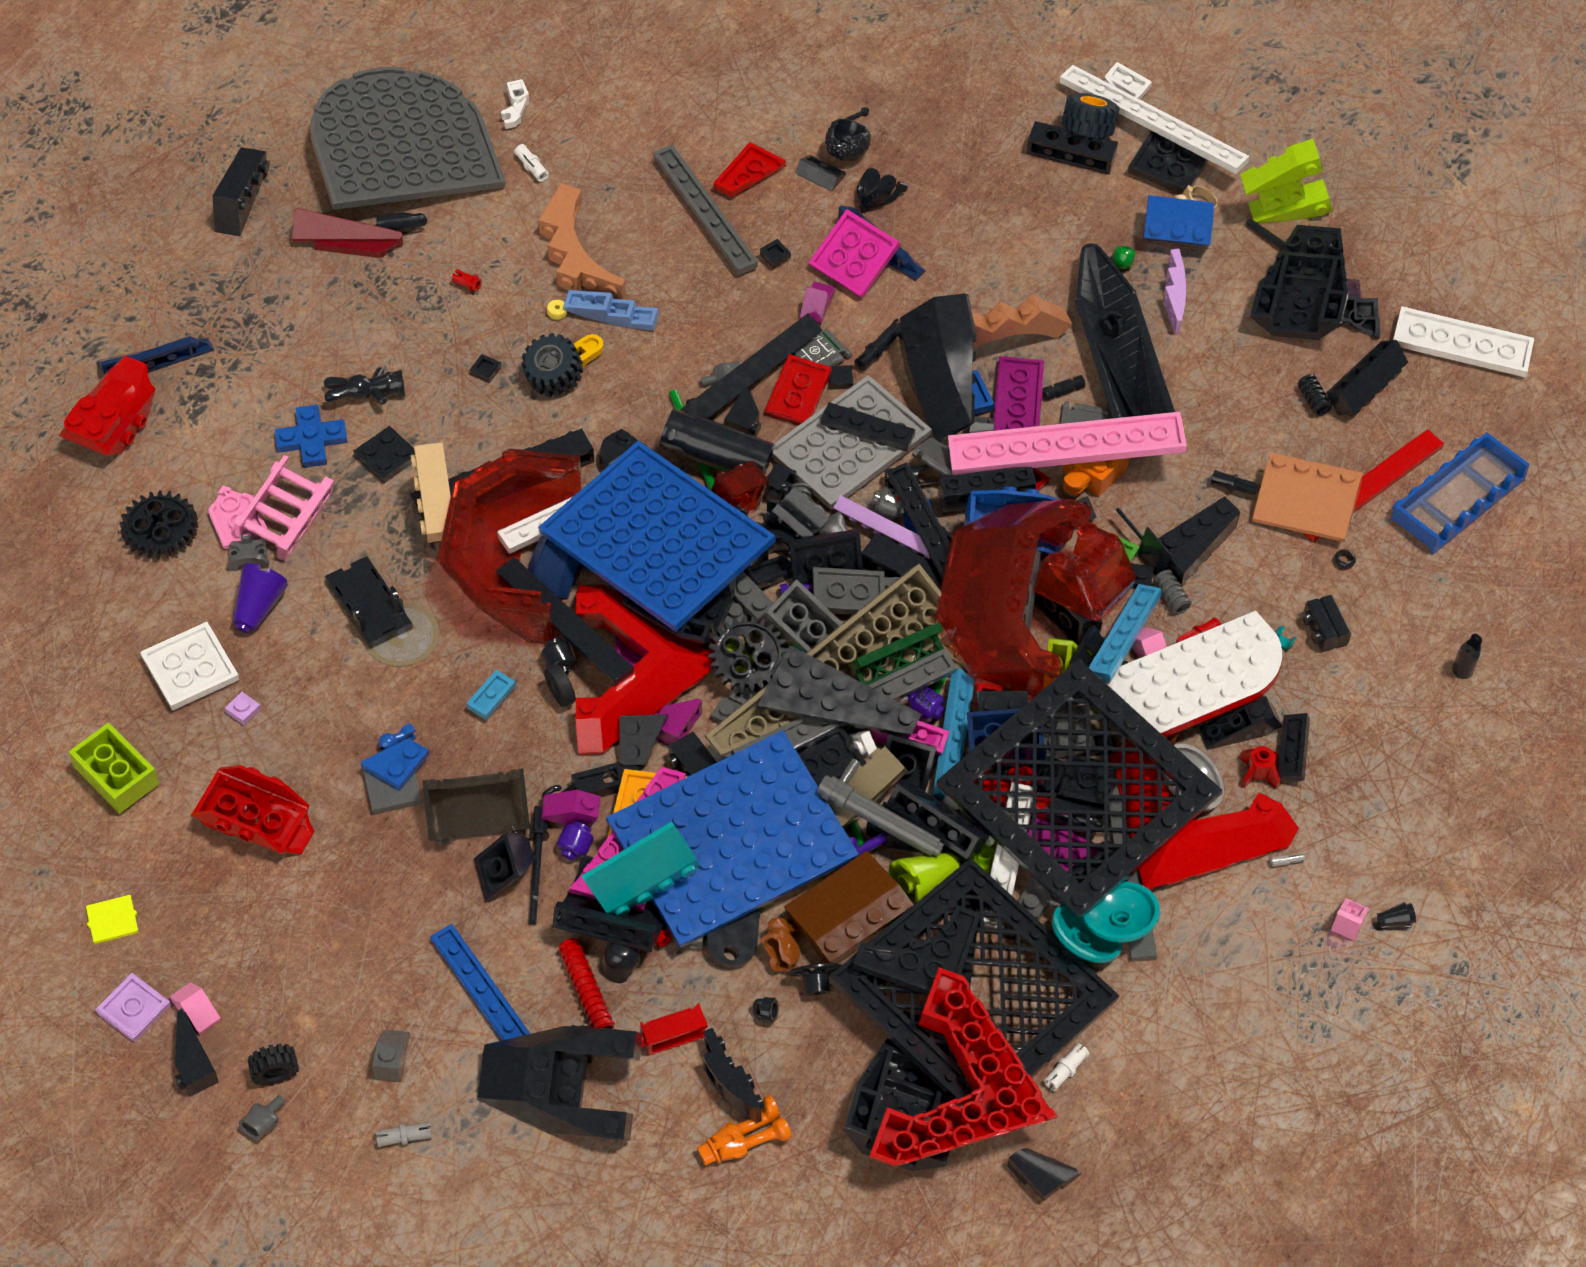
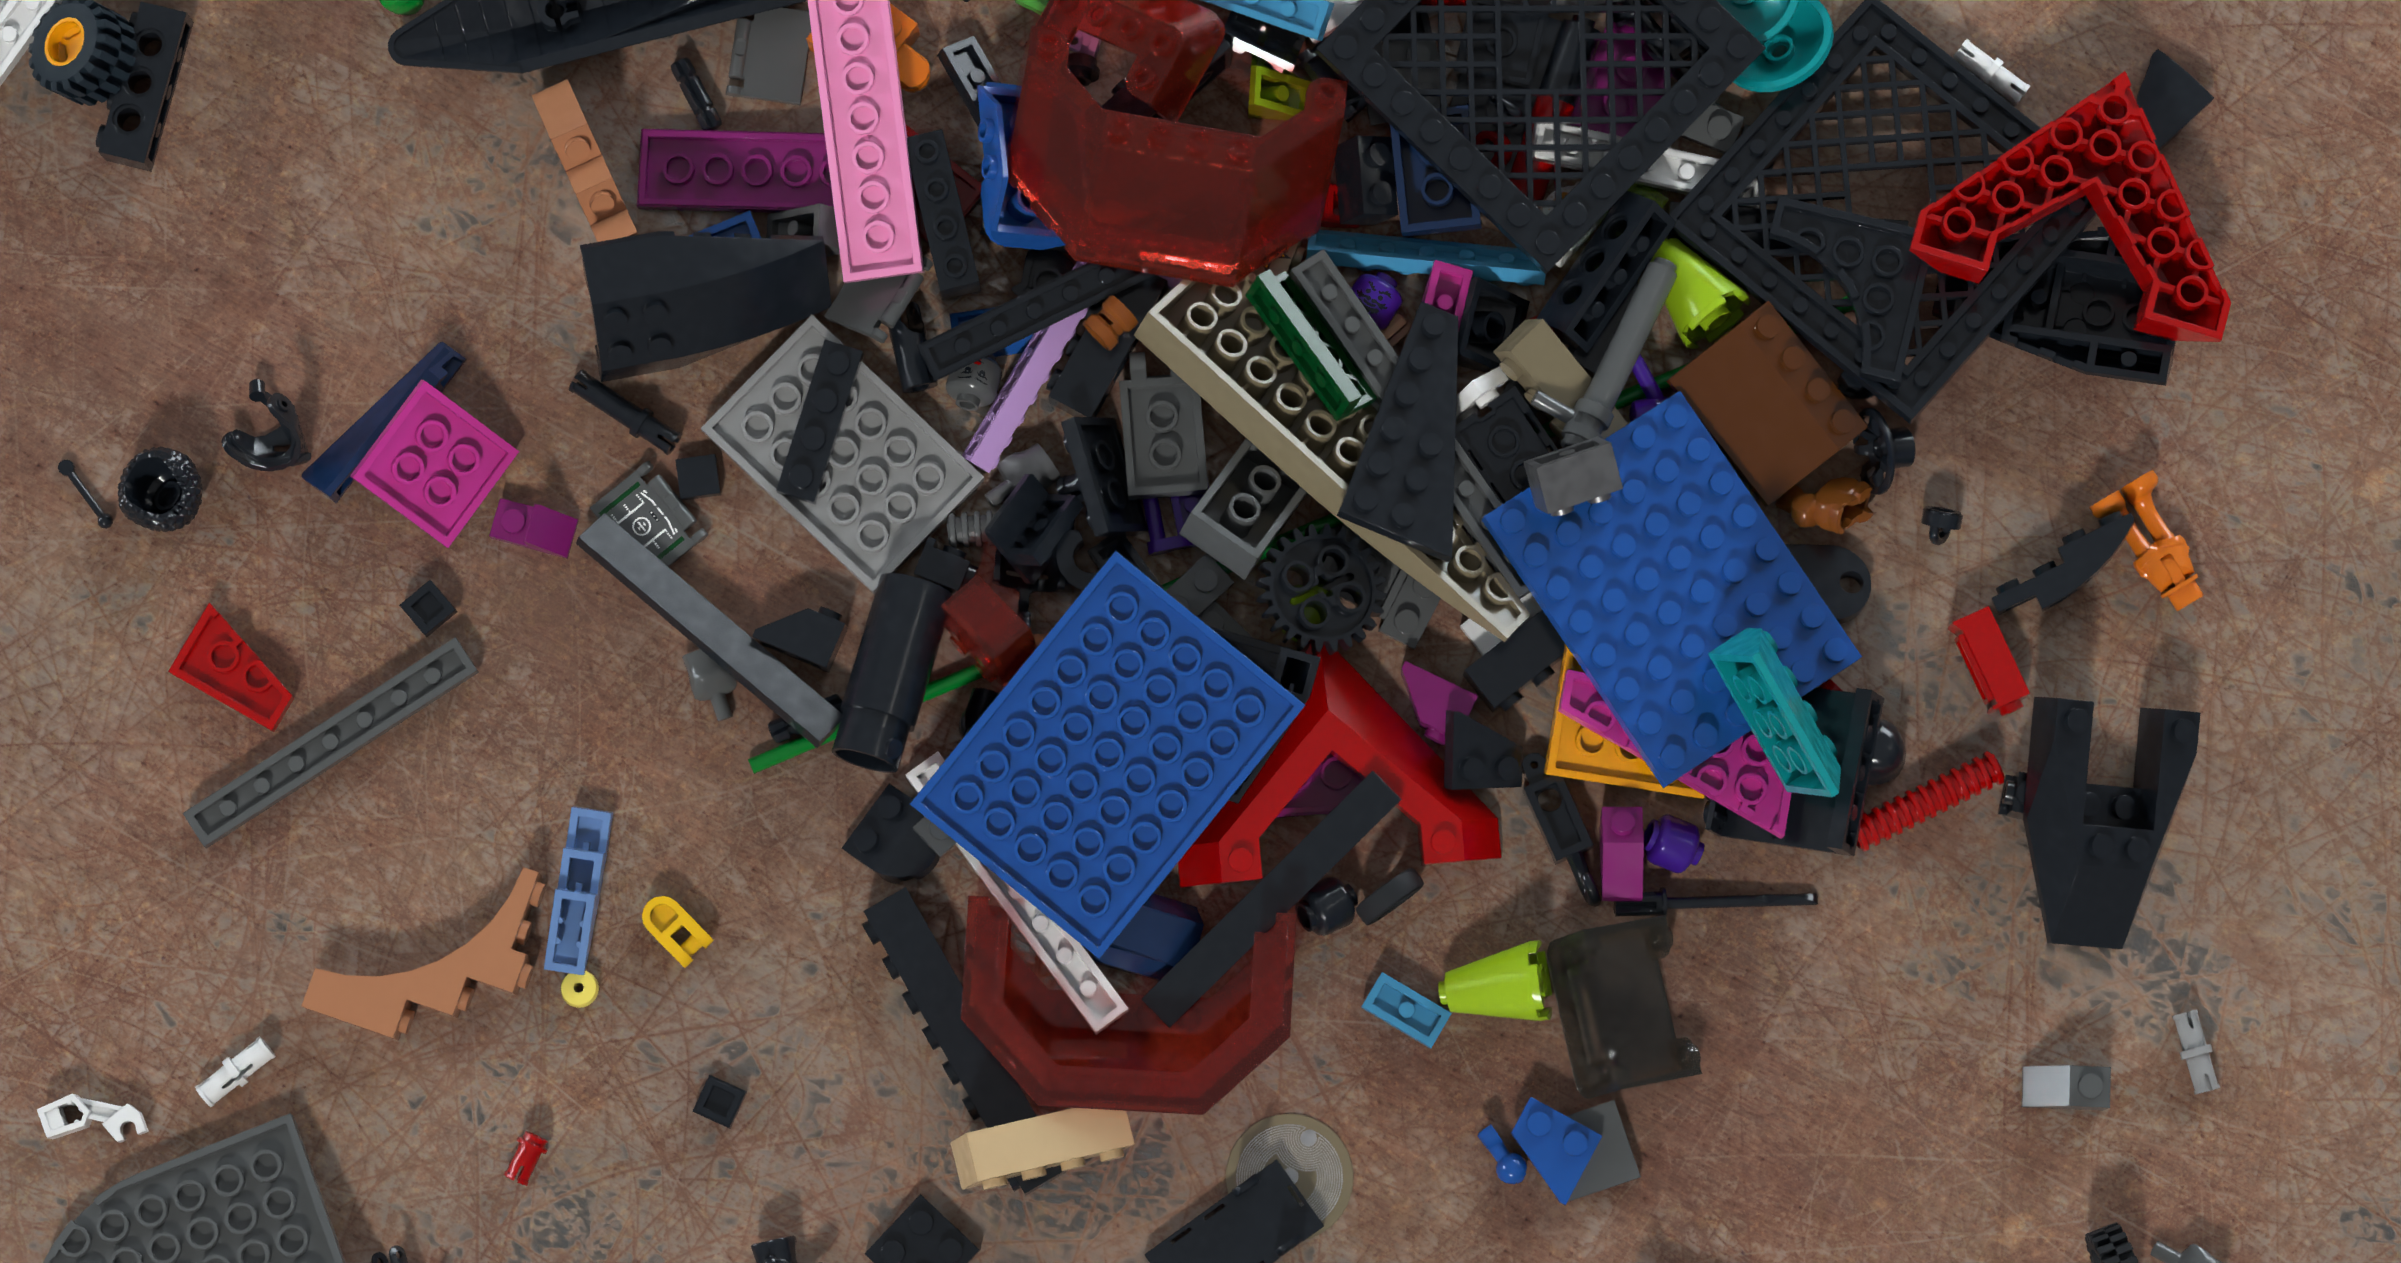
camera: 90 degrees left, 25 degrees up
(478, 983) = (1938, 964): blue tile -> none
(498, 744) = (1501, 985): none -> lime cone
(503, 863) = (1730, 950): black slope -> none
(552, 365) = (725, 978): black wheel -> none
(798, 390) = (738, 547): red tile -> none
(802, 771) = (1573, 476): none -> flat silver brick
(820, 172) = (222, 540): black slope -> none
(914, 555) = (1110, 322): none -> dark orange wheel

